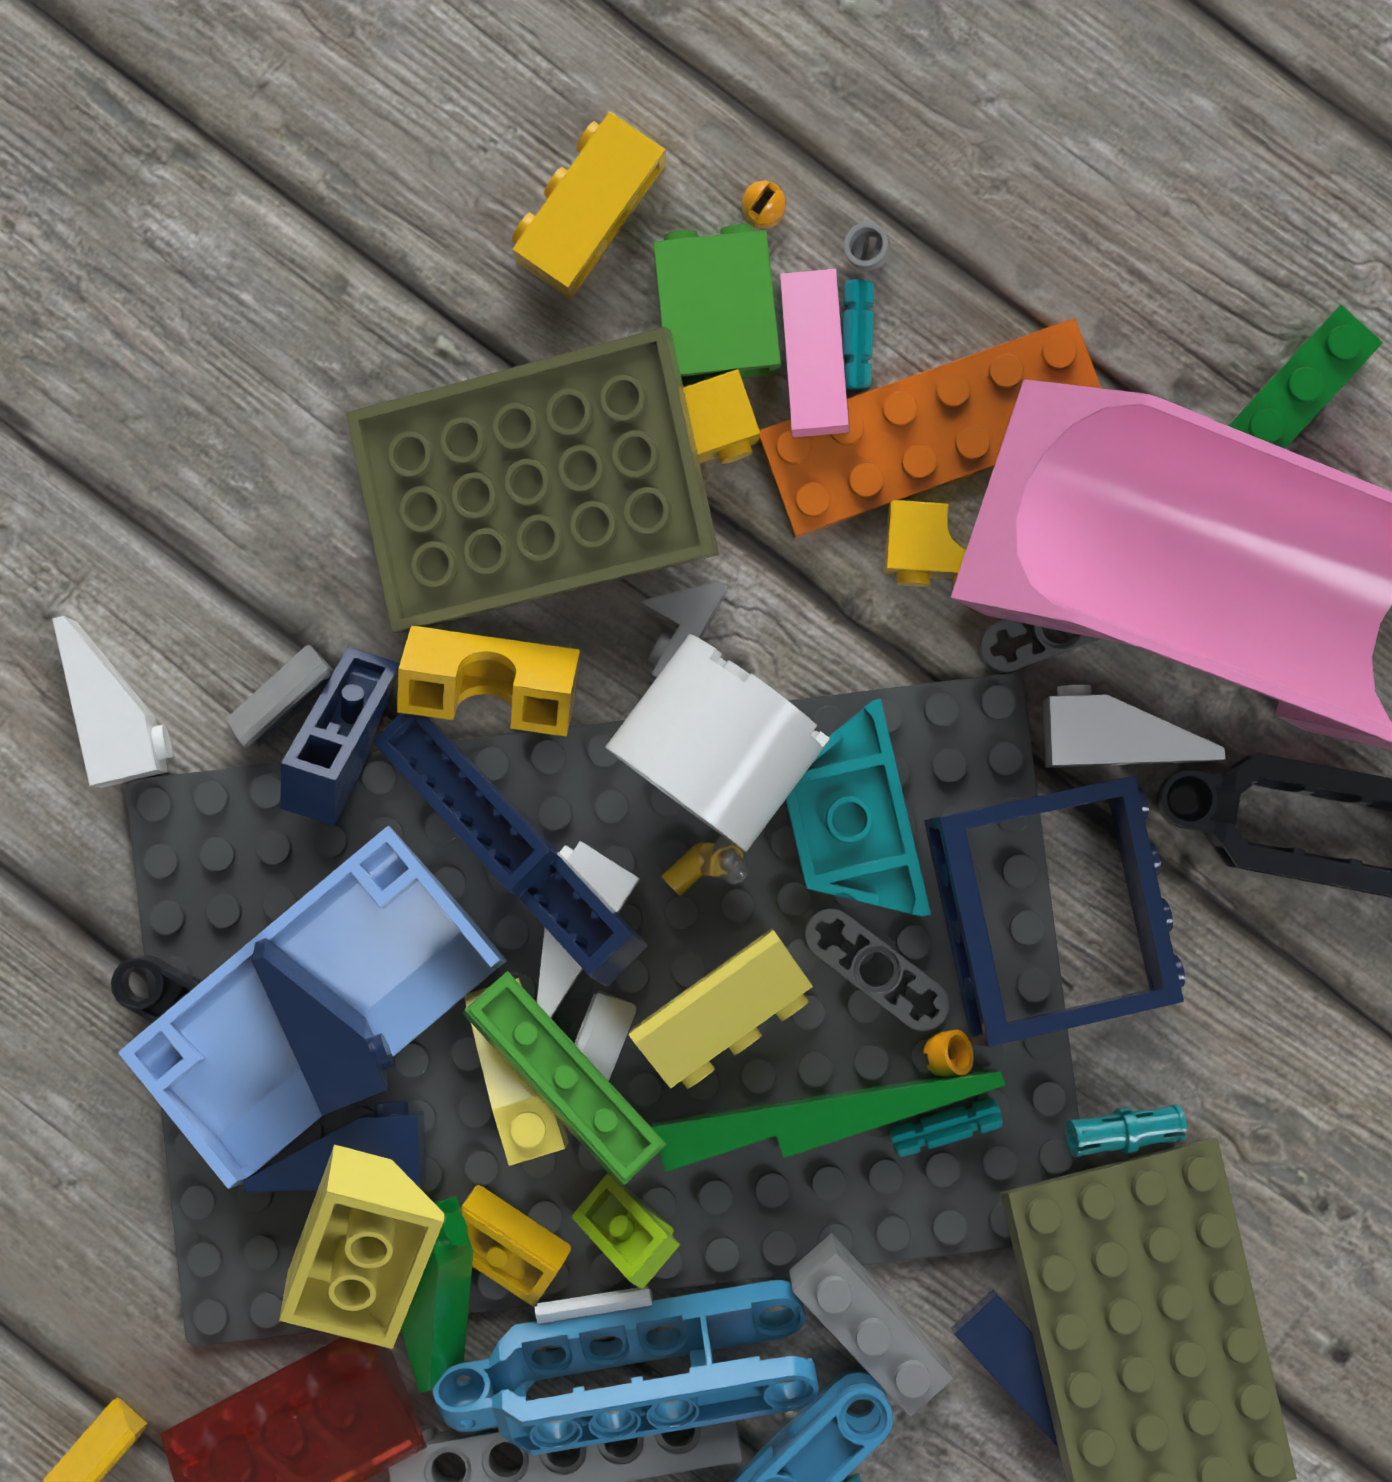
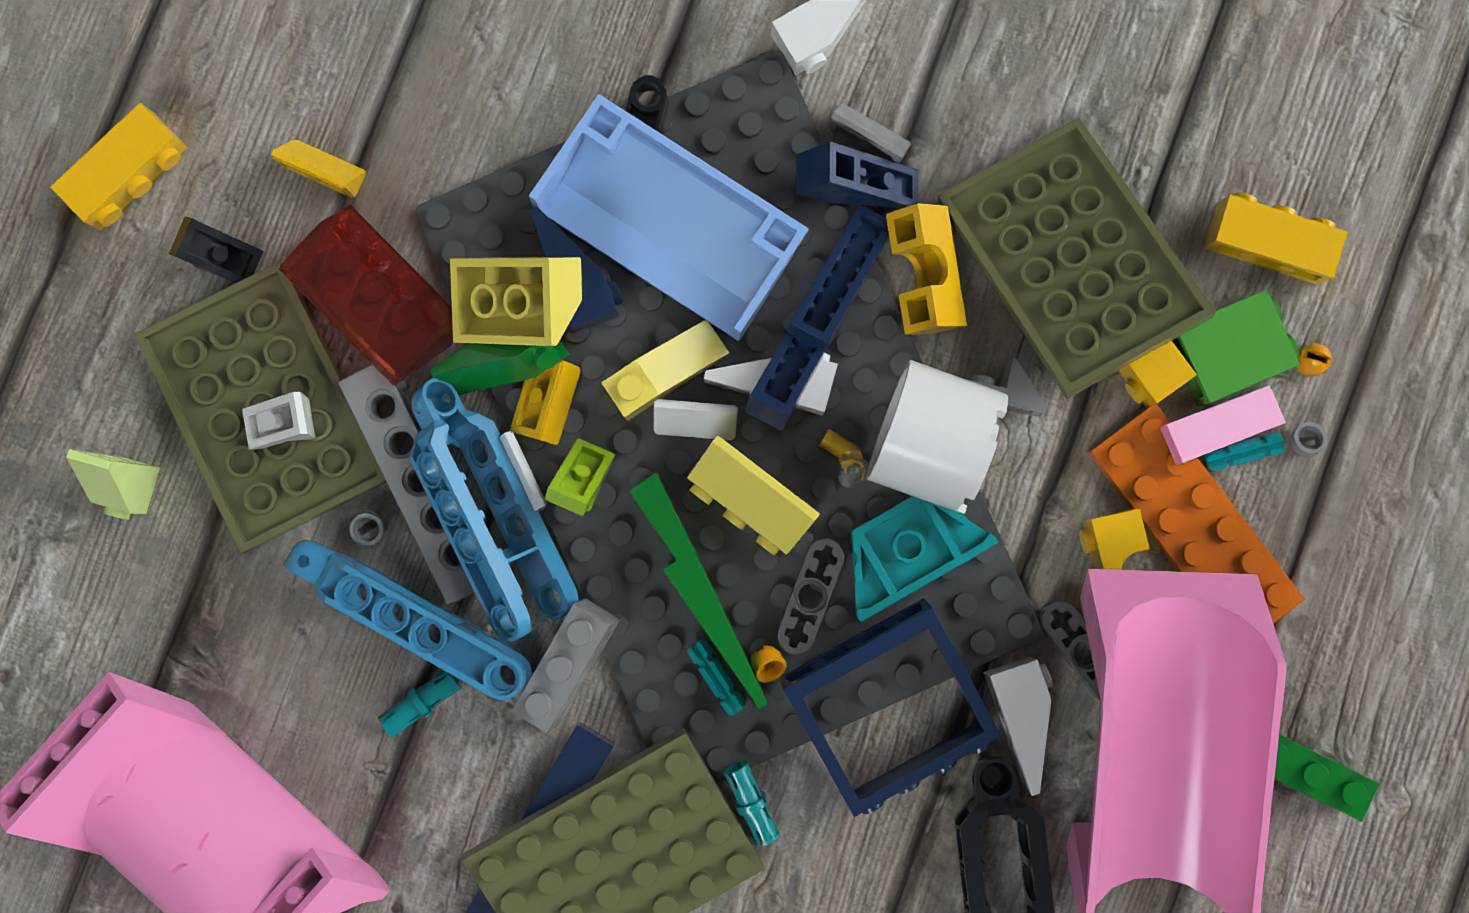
camera: 65 degrees right, 0 degrees up
(325, 1033) = (653, 229): dark blue slope -> none
(564, 1078) = (672, 401): bright green tile -> none

